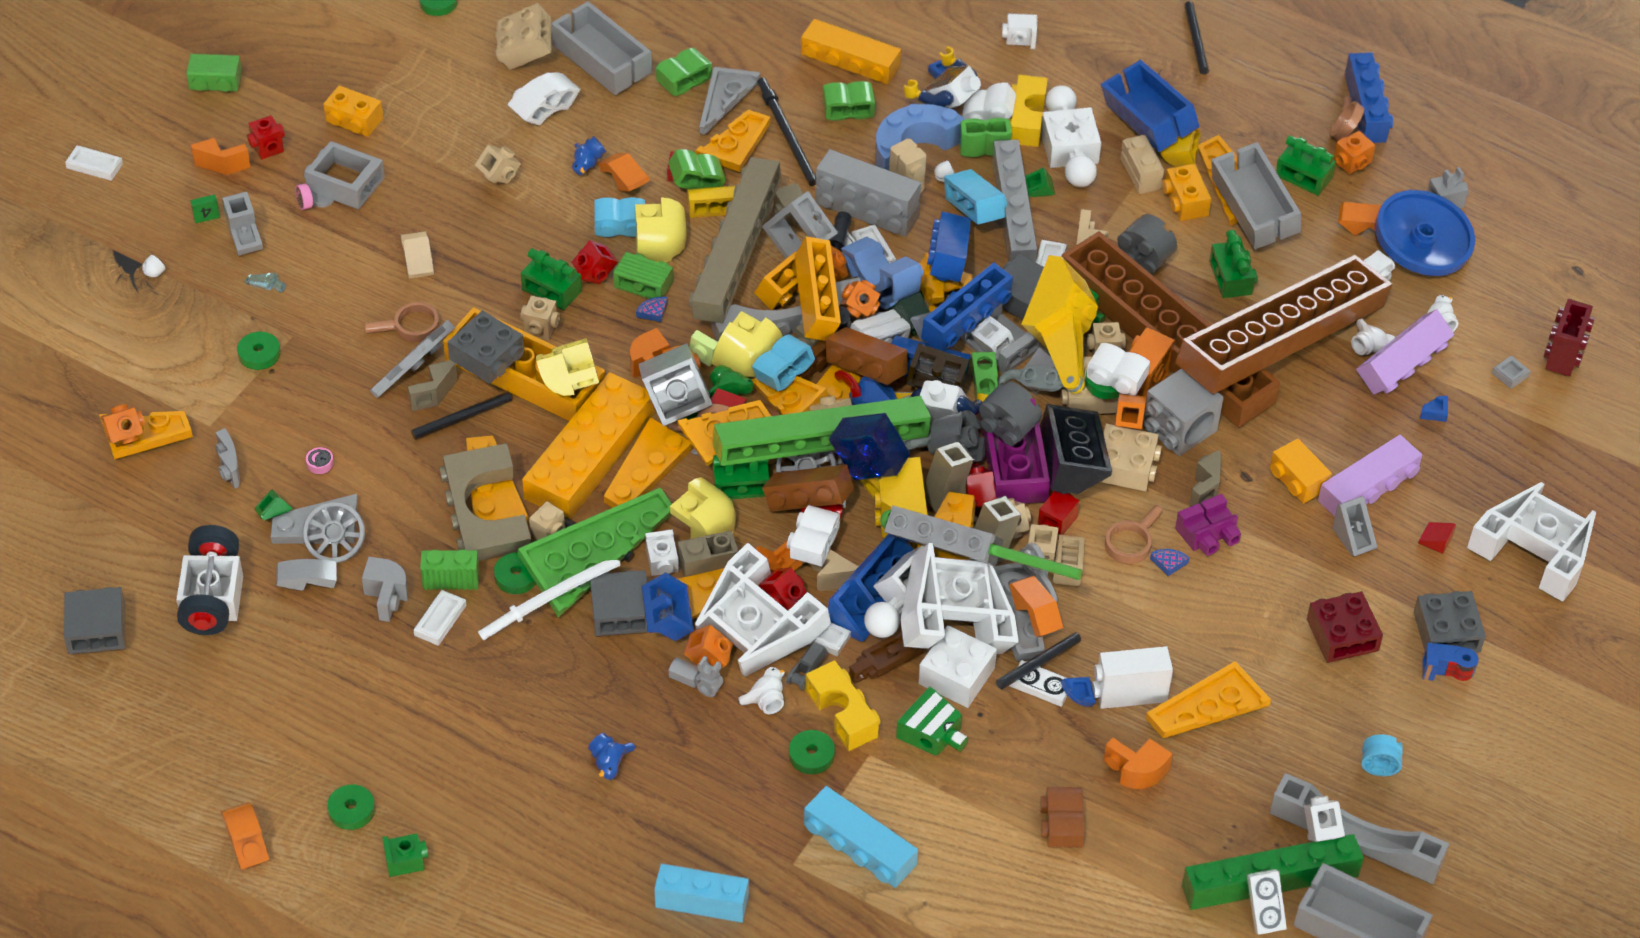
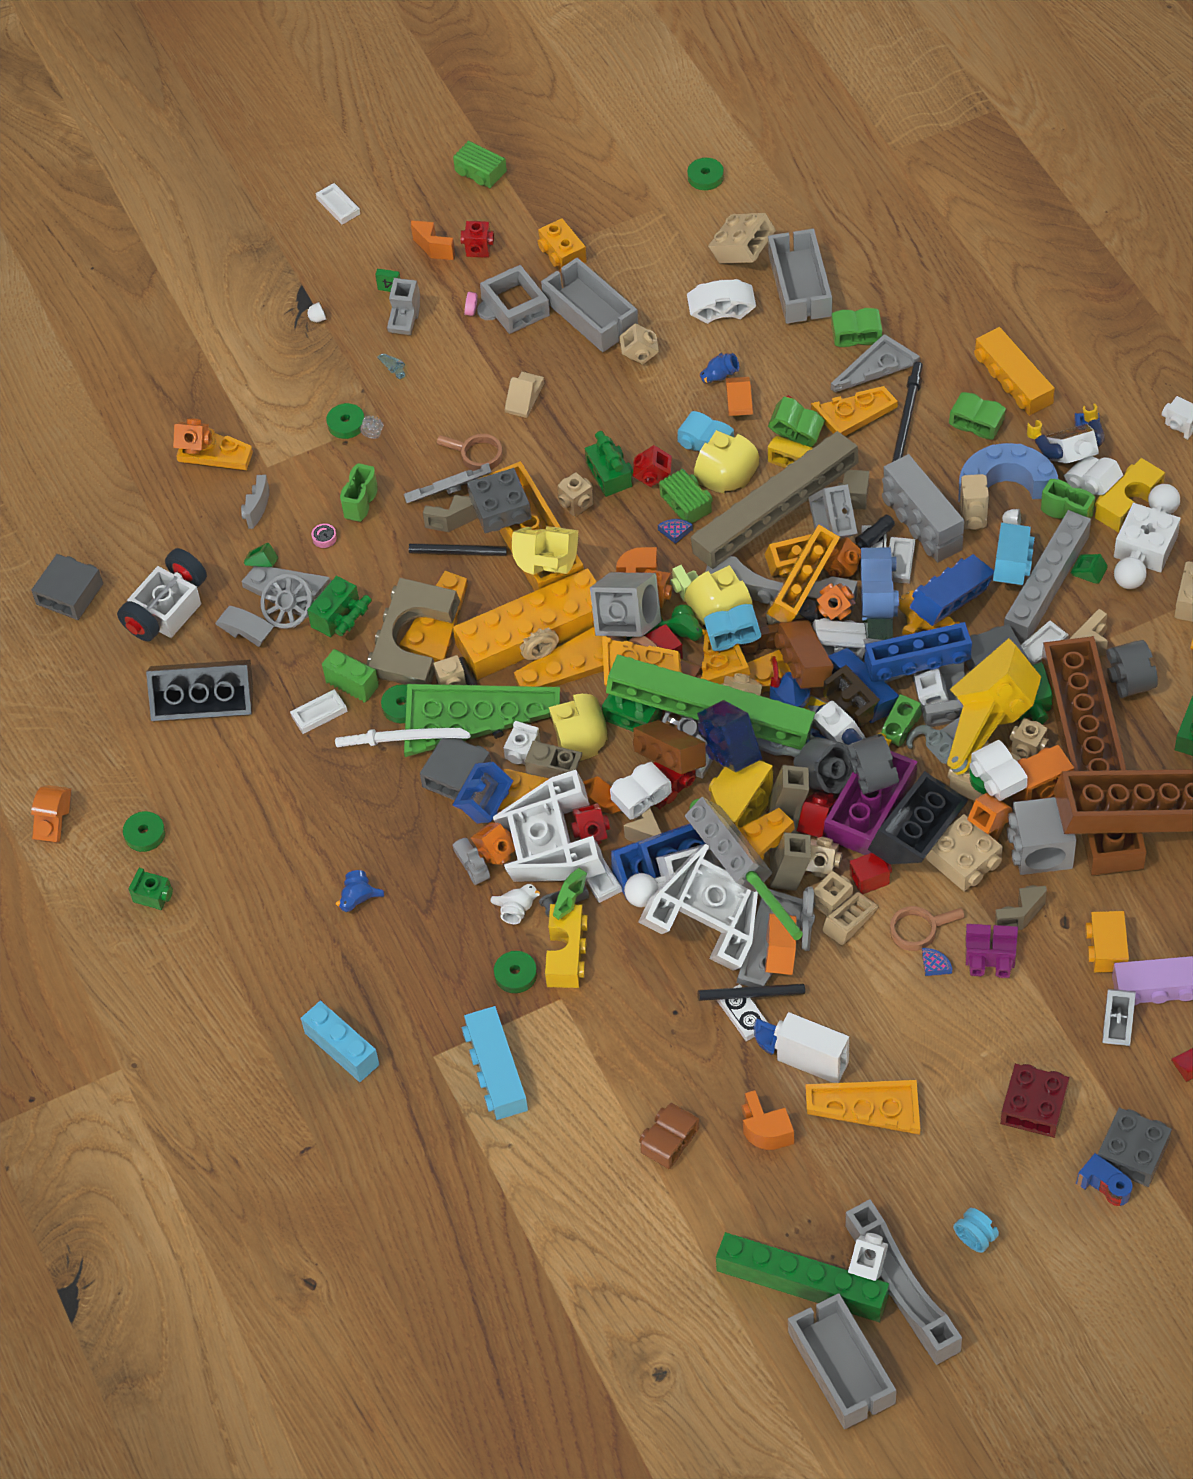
camera: 40 degrees right, 5 degrees up
(292, 344) = (371, 427): none -> clear bush
(308, 651) = (200, 690): none -> black slope
(330, 404) = (359, 492): none -> bright green brick
(385, 513) = (337, 608): none -> green brick
(388, 582) = (296, 665): light grey brick -> none
(425, 149) = (589, 304): none -> light grey piece
(614, 457) = (539, 644): none -> tan gear
(820, 656) = (570, 890): none -> bright green slope
(882, 658) = (623, 923): reddish brown hinge -> none
(931, 724) = (623, 999): green torso -> none
(957, 666) = (681, 962): white brick -> none
(1266, 901) = (773, 1299): tile -> none

